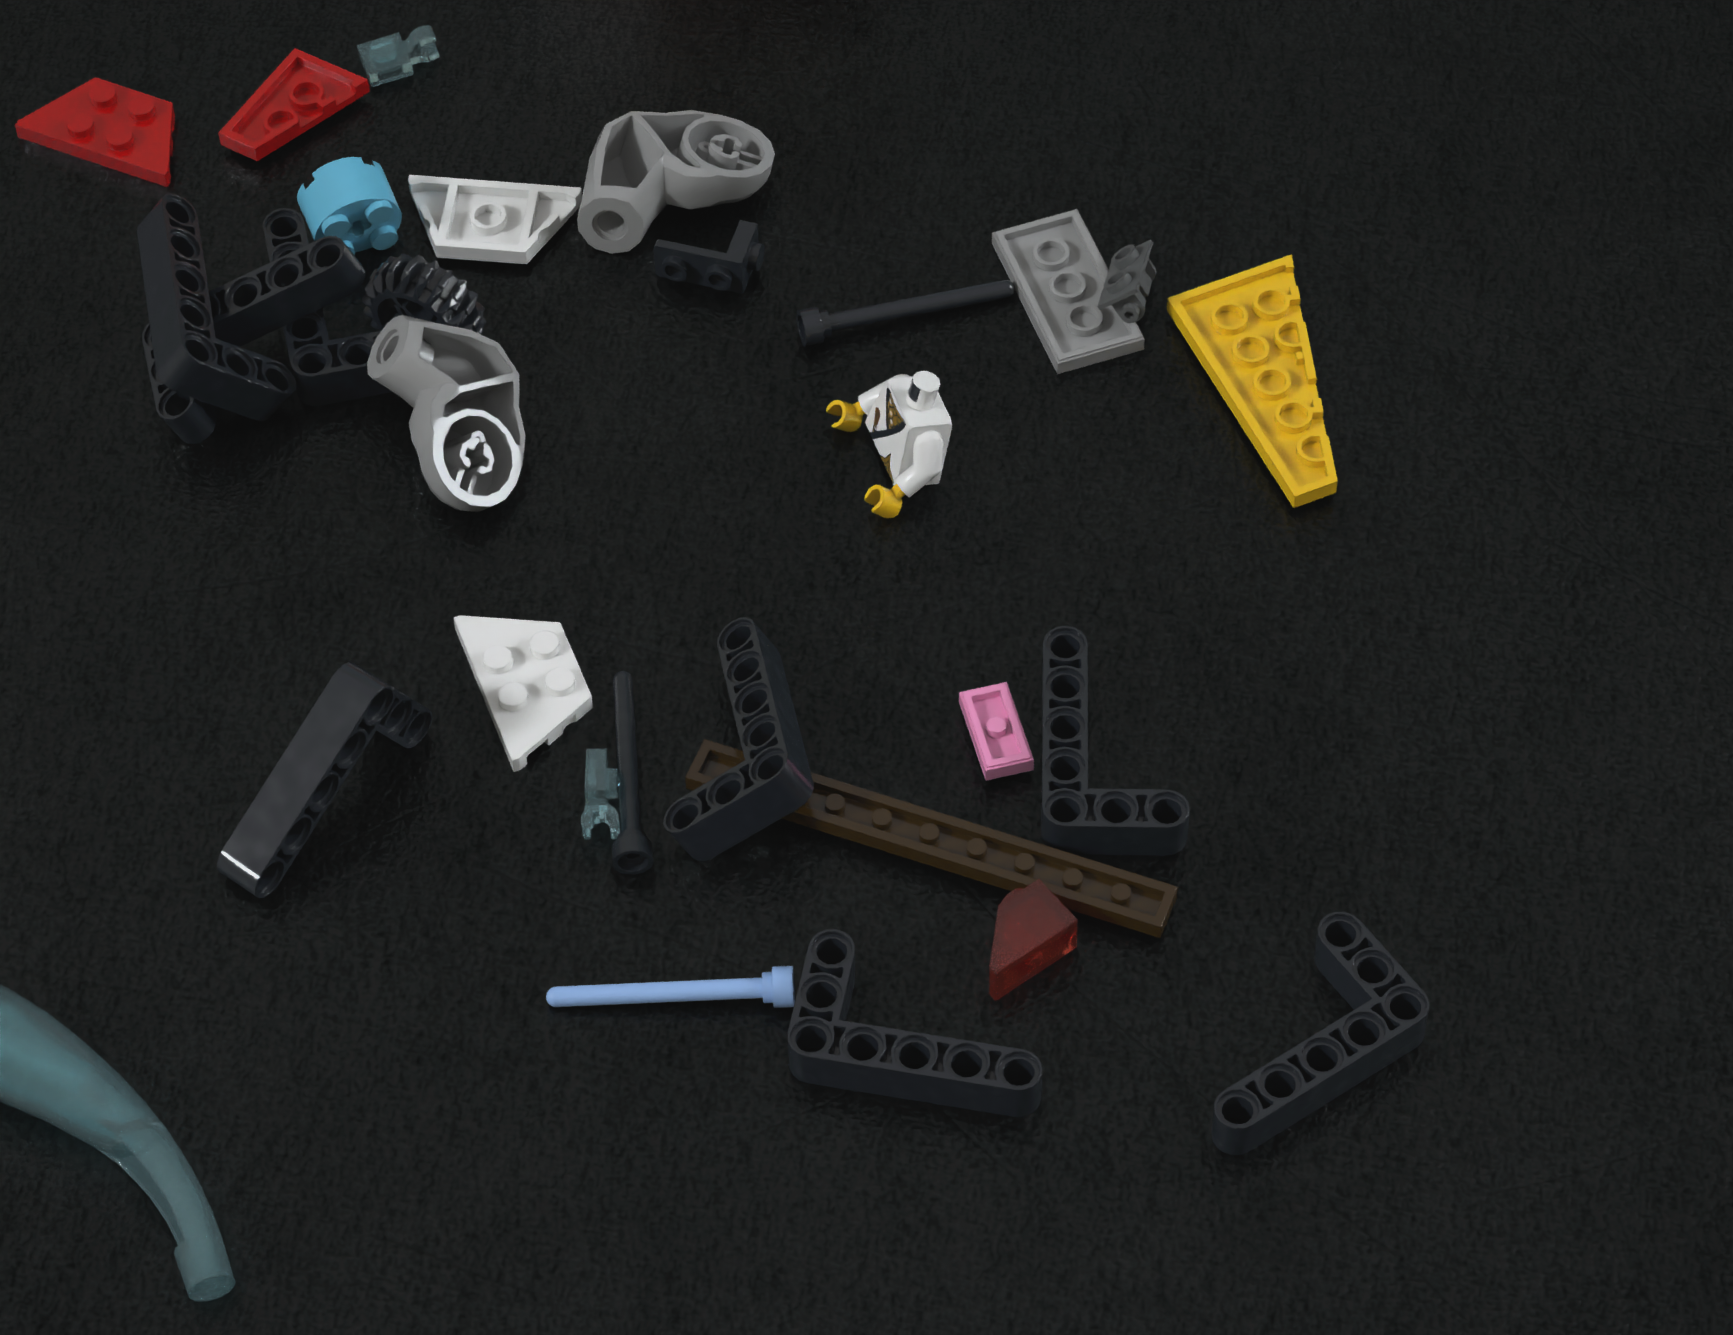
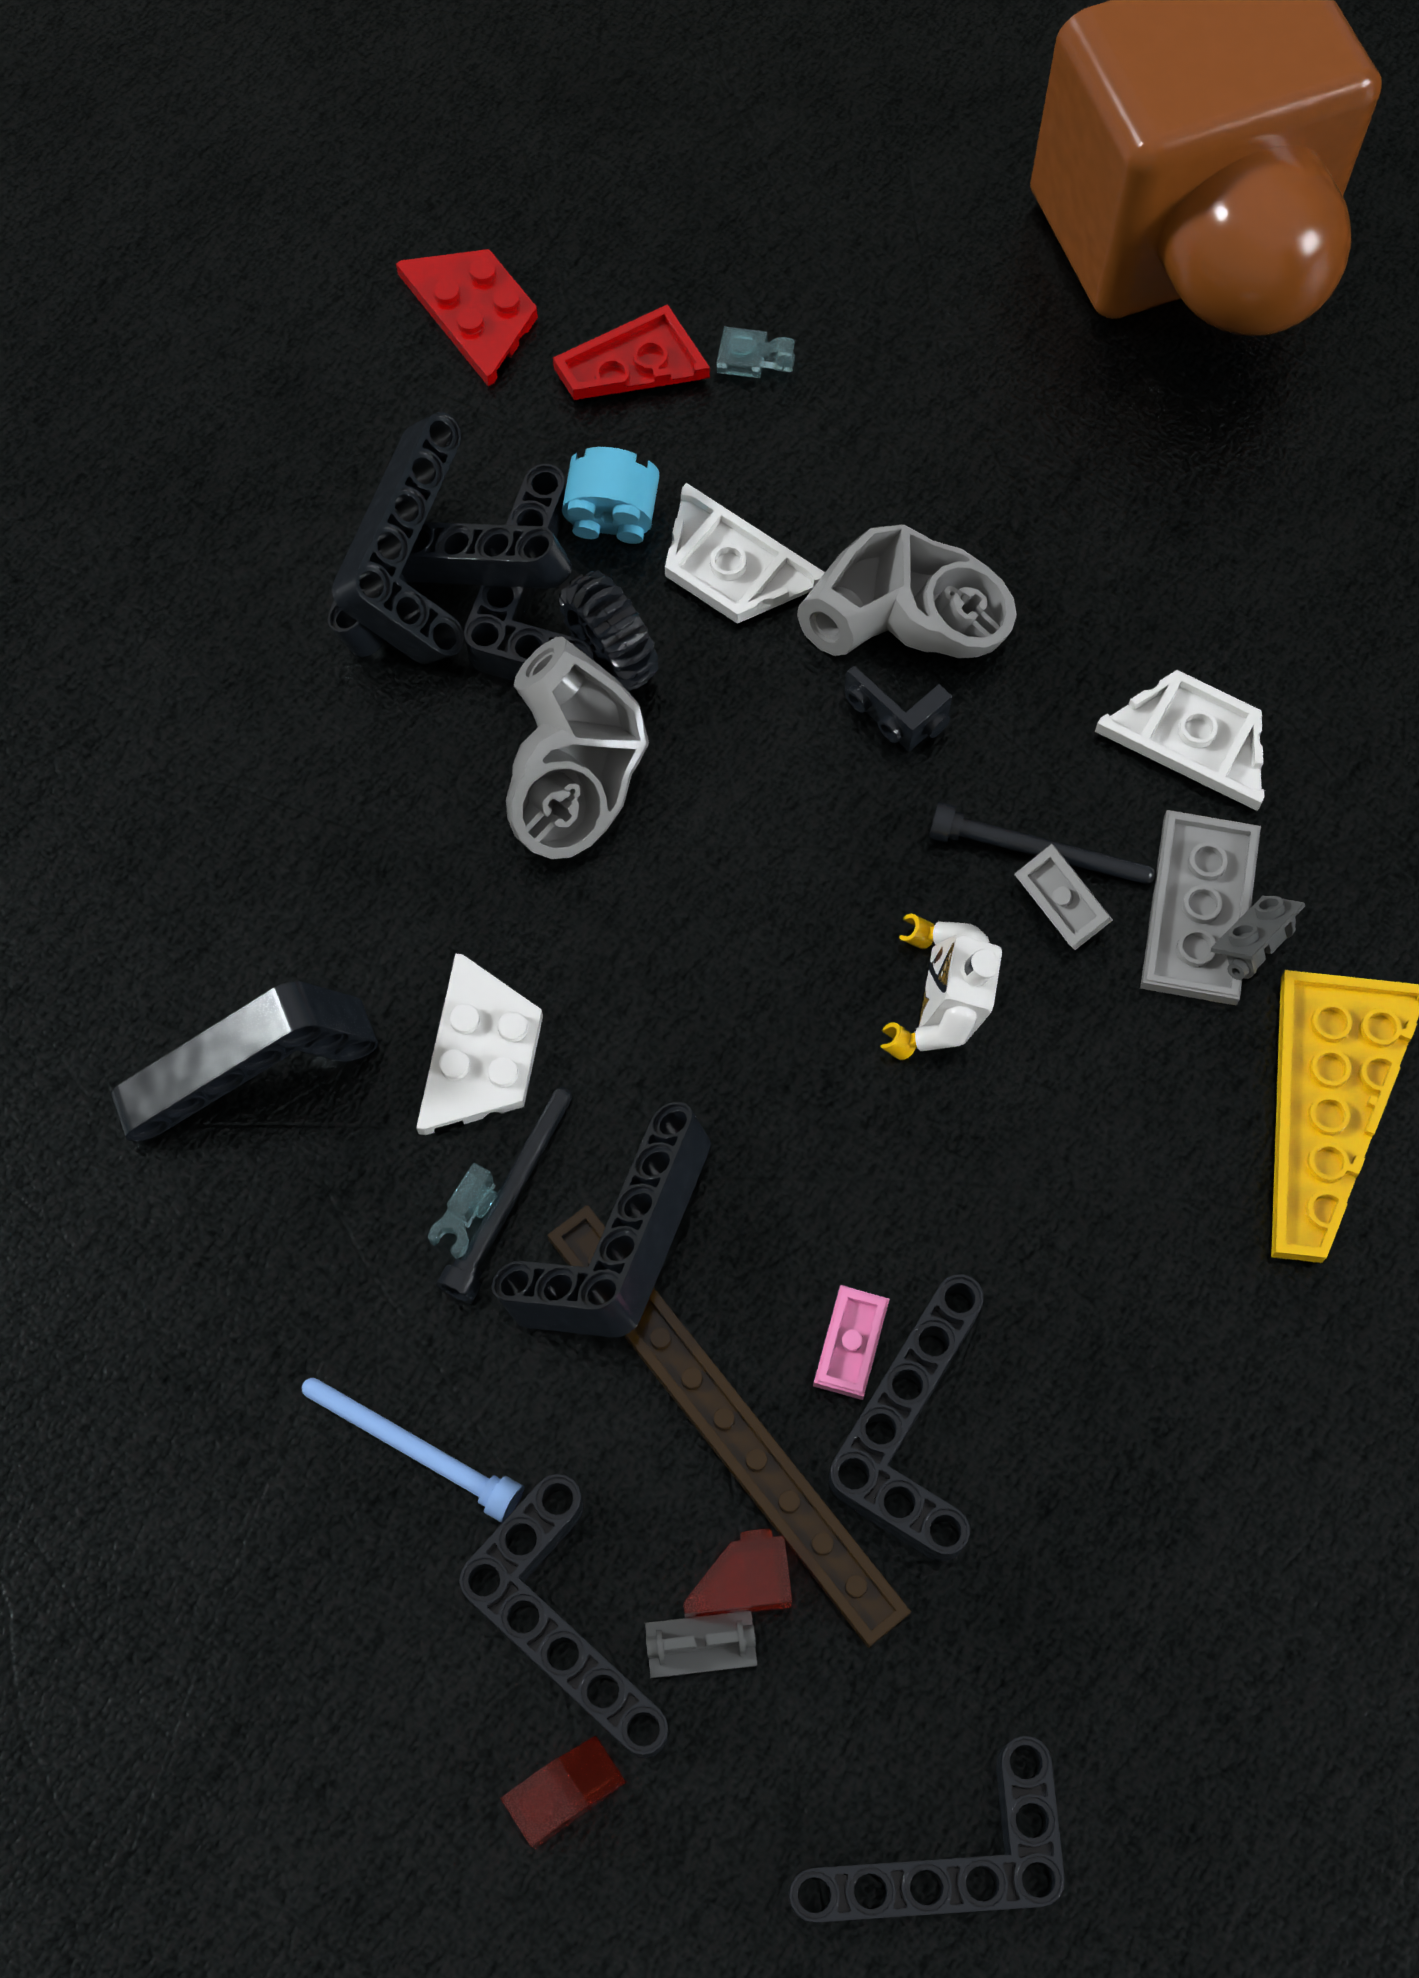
camera: 30 degrees right, 15 degrees up
(950, 331) = (1063, 897): none -> light grey plate
(978, 167) = (1195, 734): none -> white wing
(978, 1167) = (562, 1791): none -> clear red slope
(1023, 1003) = (701, 1644): none -> dark grey hinge

